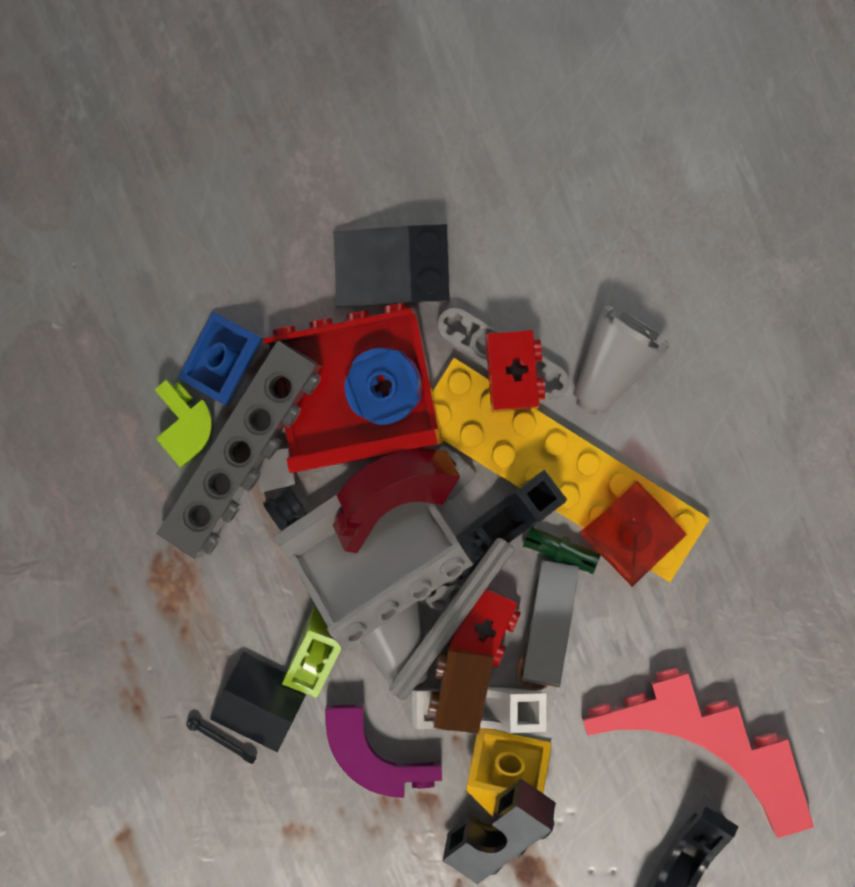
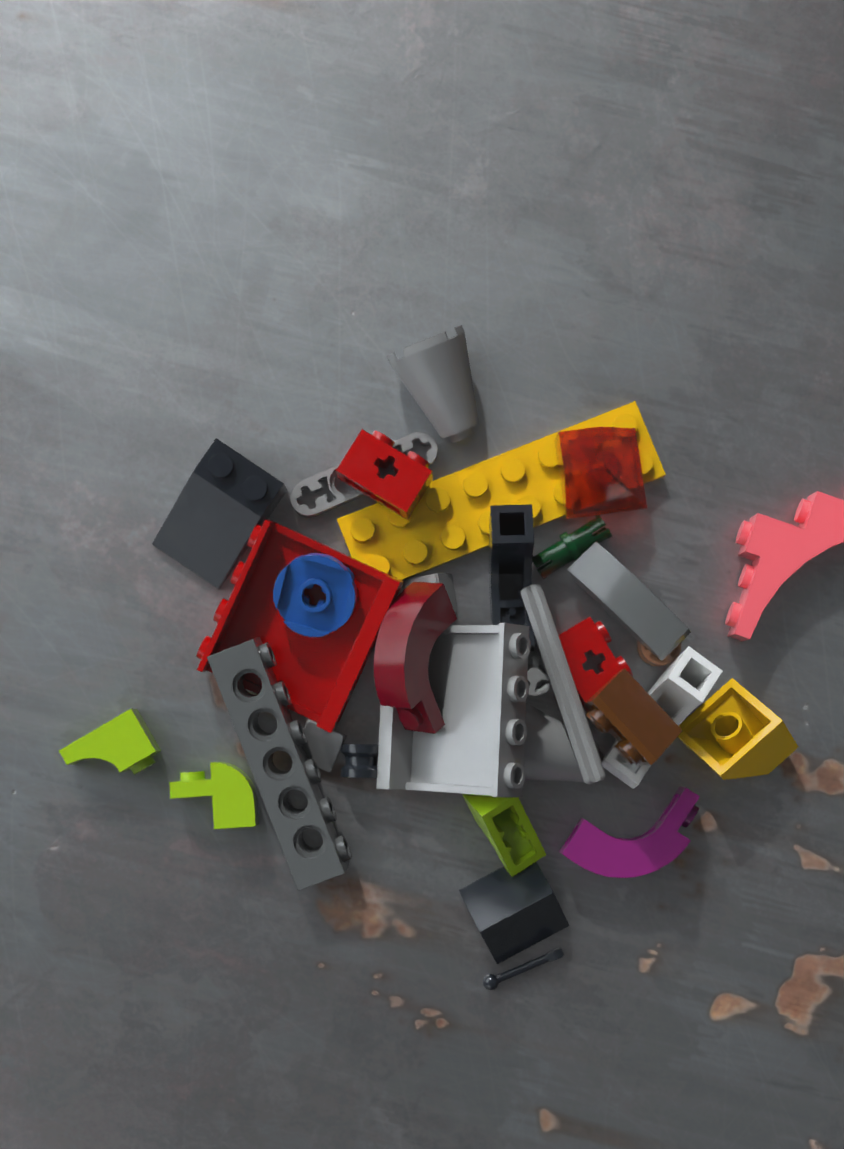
camera: 65 degrees left, 5 degrees down
(168, 320) = (120, 741): none -> lime arch
(220, 359) = (188, 720): blue slope -> none
(518, 821) = (787, 752): black arch -> none

